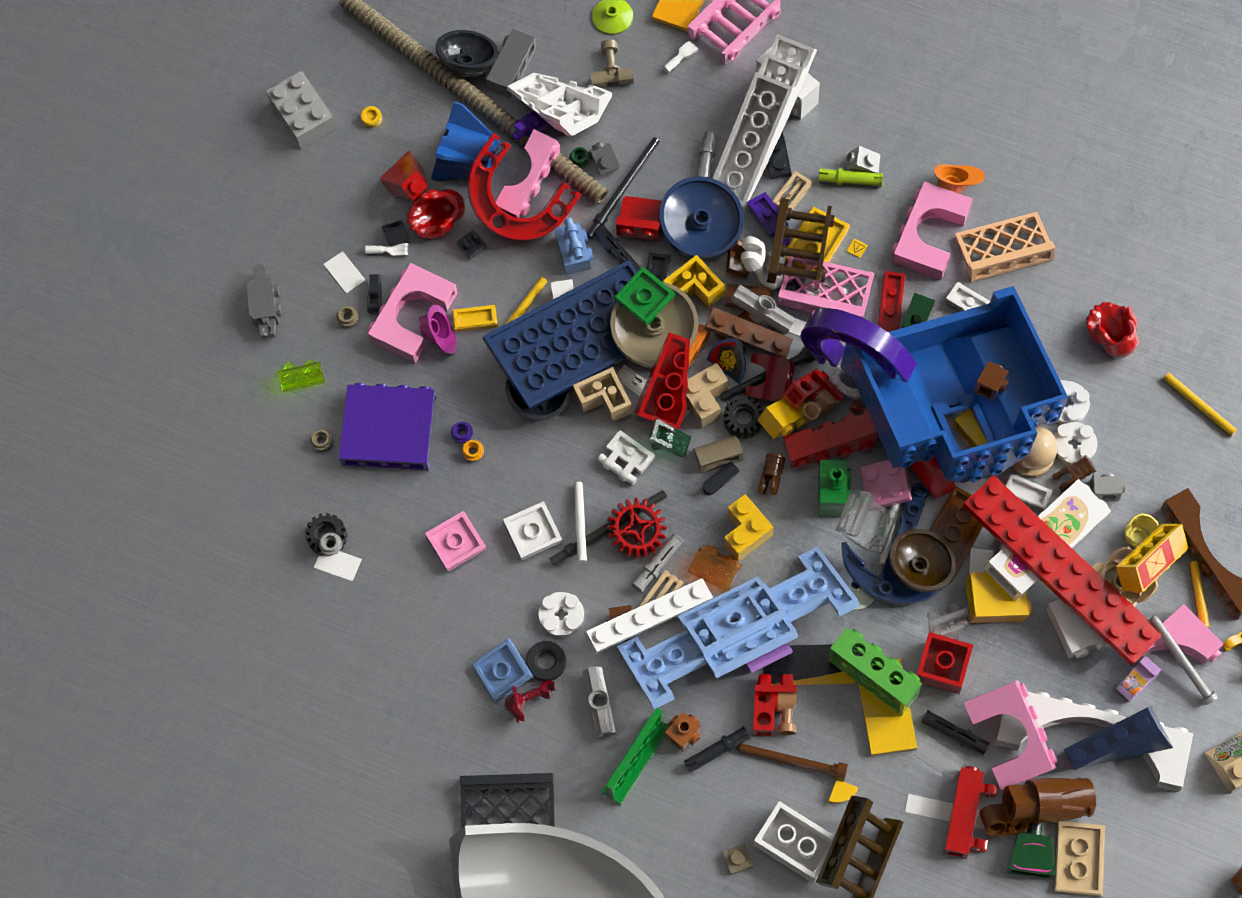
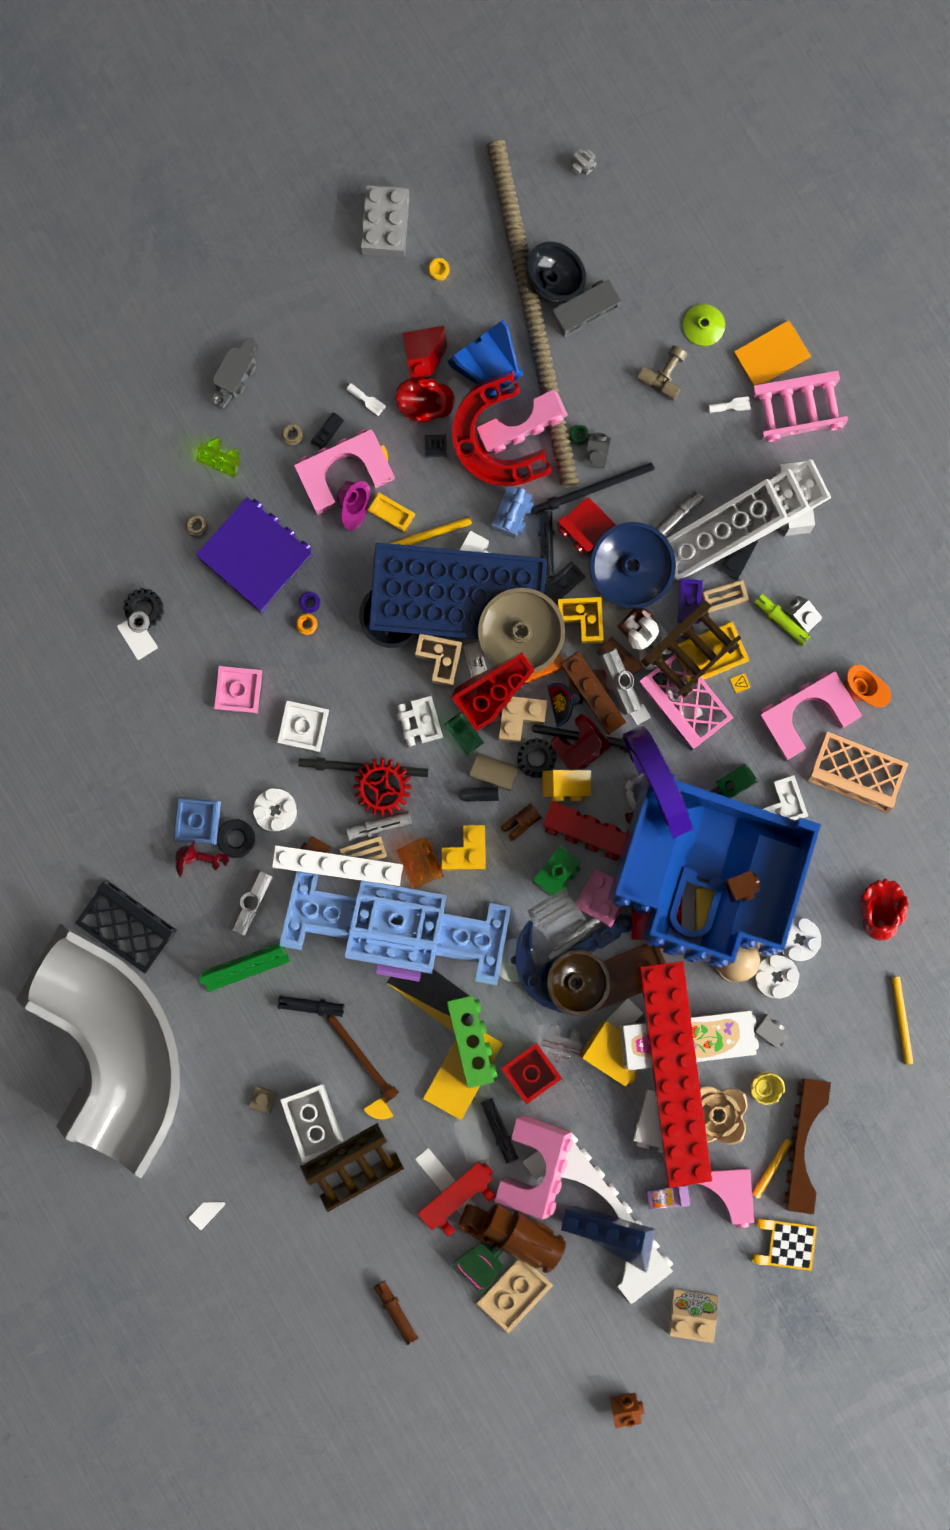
camera: 35 degrees right, 15 degrees up
(344, 272) = (318, 392): white sticker -> none
(395, 233) = (382, 389): black slope -> none
(527, 124) = (562, 378): dark purple plate -> none
(561, 104) = (596, 375): white wedge -> none
(580, 523) = (343, 748): white bar -> none
(644, 296) = (529, 604): green tile -> none
(680, 738) = (287, 974): dark orange brick -> none
(774, 699) = (381, 1000): red hips -> none
(818, 389) = (609, 783): red hips -> none
(891, 300) = (722, 756): red tile -> none
(1029, 492) = (707, 987): white tile -> none
(1078, 470) = (758, 1001): reddish brown hinge -> none
(1152, 557) = (753, 1117): yellow brick -> none
(1208, 697) = (711, 1250): light grey bar -> none

